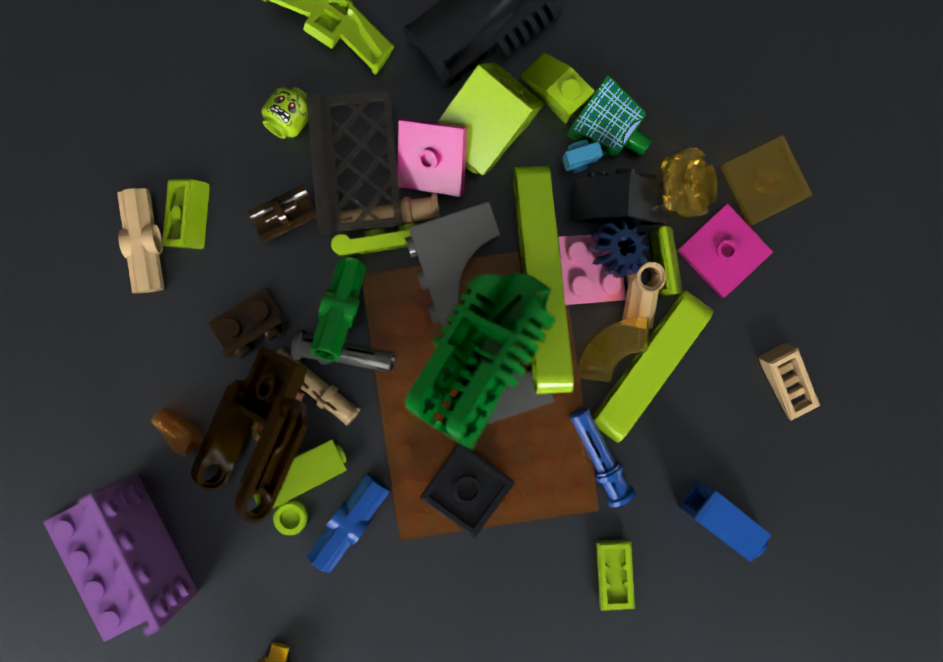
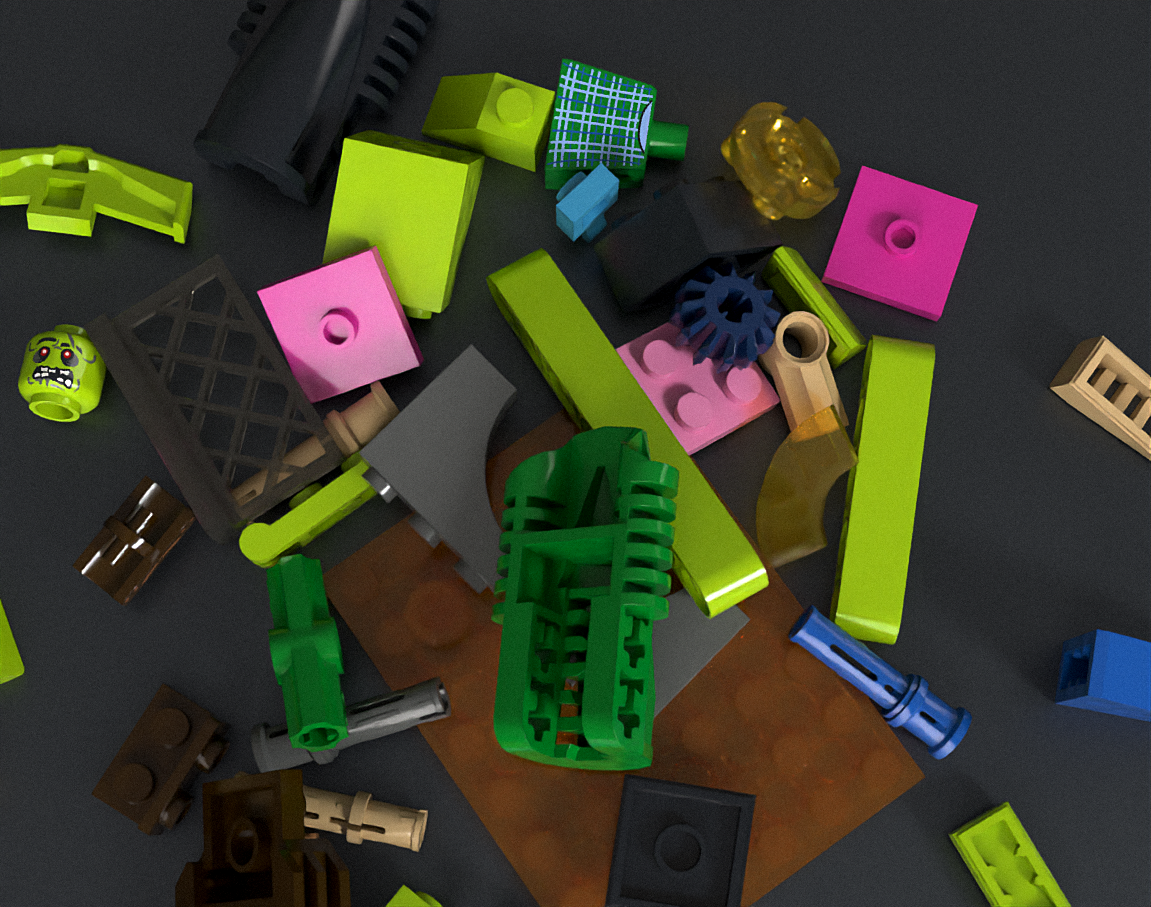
camera: 25 degrees left, 10 degrees down
(766, 180) = (904, 100): clear yellow plate -> none

